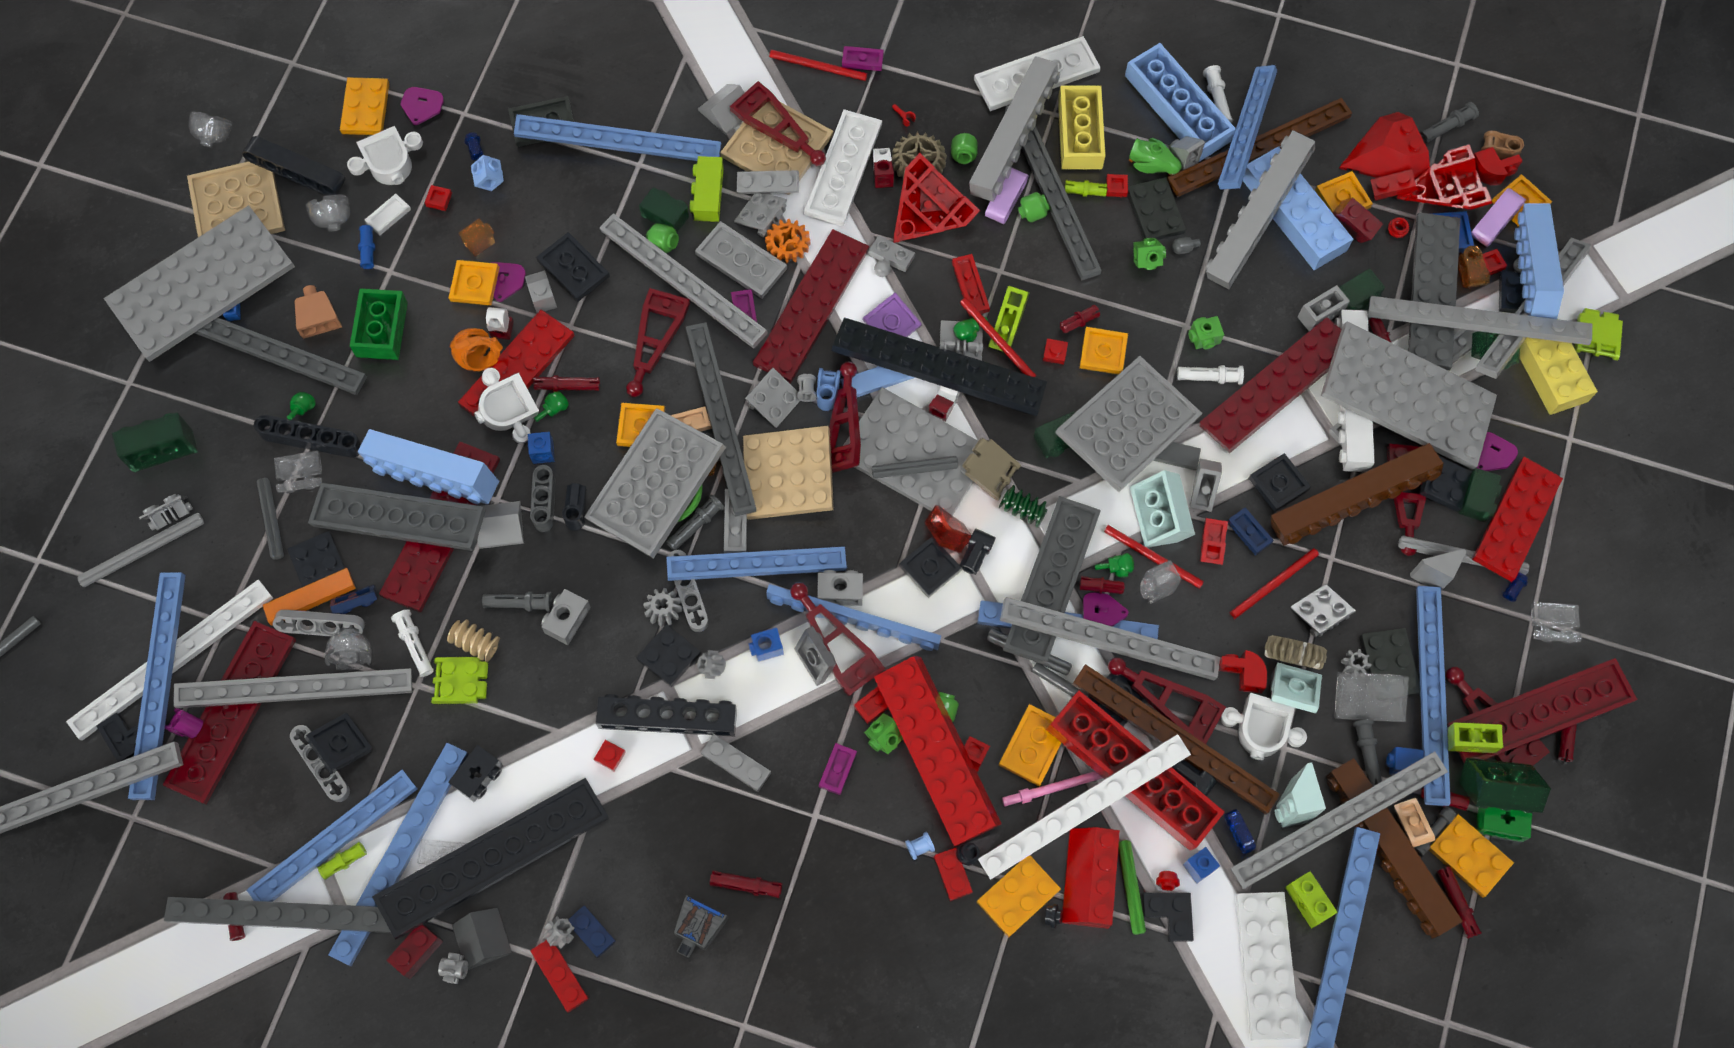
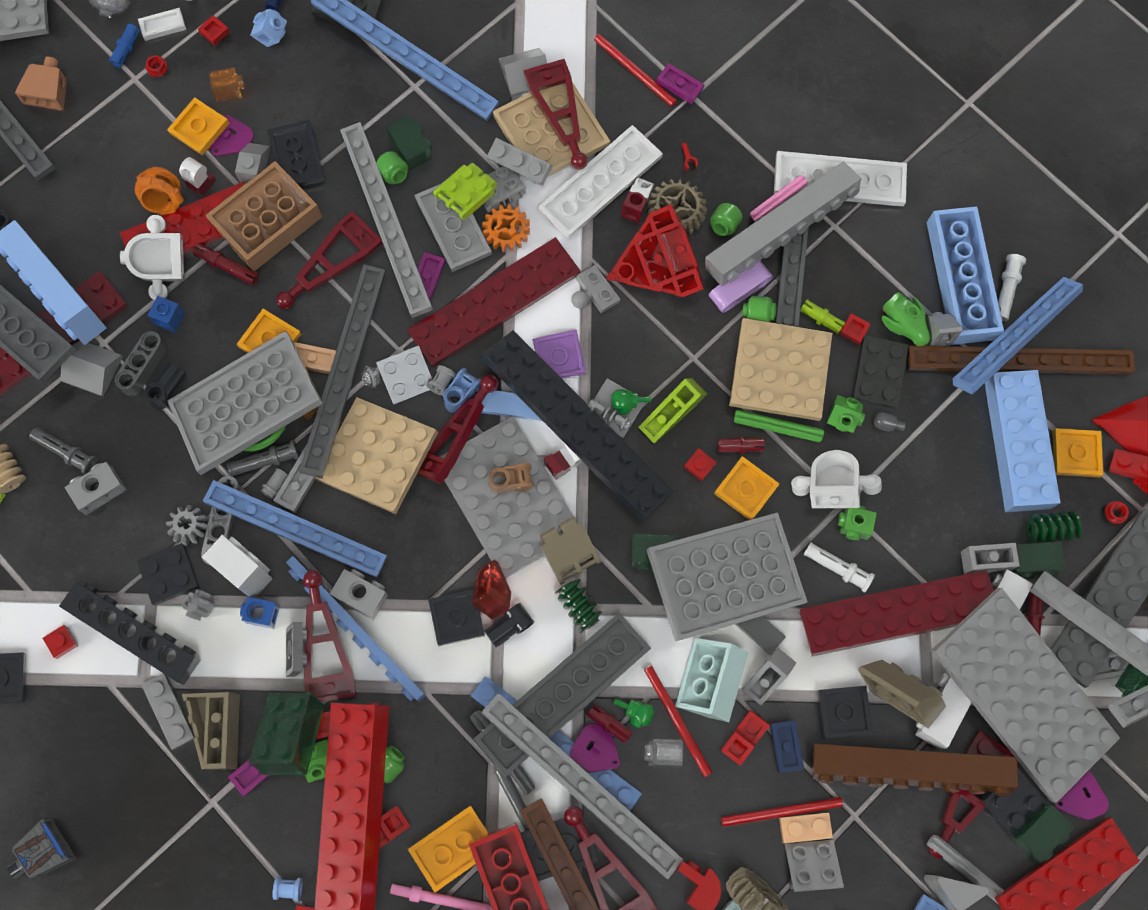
camera: 25 degrees right, 5 degrees up
(378, 324) = (90, 123): green brick -> none
(405, 246) = (153, 62): none -> red plate
(553, 405) = (203, 278): green piece -> none
(578, 326) = (264, 216): none -> medium nougat slope
(707, 188) = (461, 140): lime brick -> none
(716, 537) = (274, 484): none -> light grey pin
(731, 612) = (238, 566): none -> white brick
(738, 224) = (467, 188): none -> lime plate
(741, 883) = (115, 842): dark red pin -> none
(745, 413) = (370, 377): none -> clear plate
(784, 749) = (215, 728): none -> dark tan wedge
(850, 721) = (286, 734): none -> clear green brick
(915, 431) = (513, 478): none -> medium nougat piece
(915, 467) = (495, 512): dark grey axle -> none
(970, 282) = (655, 358): red plate -> none
(996, 337) = (649, 424): red piece -> none
(997, 111) = (779, 198): none -> bright pink axle
(1077, 244) = (781, 369): none -> tan plate
(1081, 127) = (851, 254): light yellow brick -> none
(1100, 290) = (778, 425): none -> bright green axle
(1172, 308) = (836, 481): none -> white piece
(1260, 210) = (982, 426): light grey brick -> none
(1299, 585) = (805, 828): none -> light nougat plate
(1316, 440) = (903, 691): none -> dark tan slope
(1357, 220) = (1075, 485): dark red brick -> none
(1358, 260) = (1054, 524): none -> dark green piece

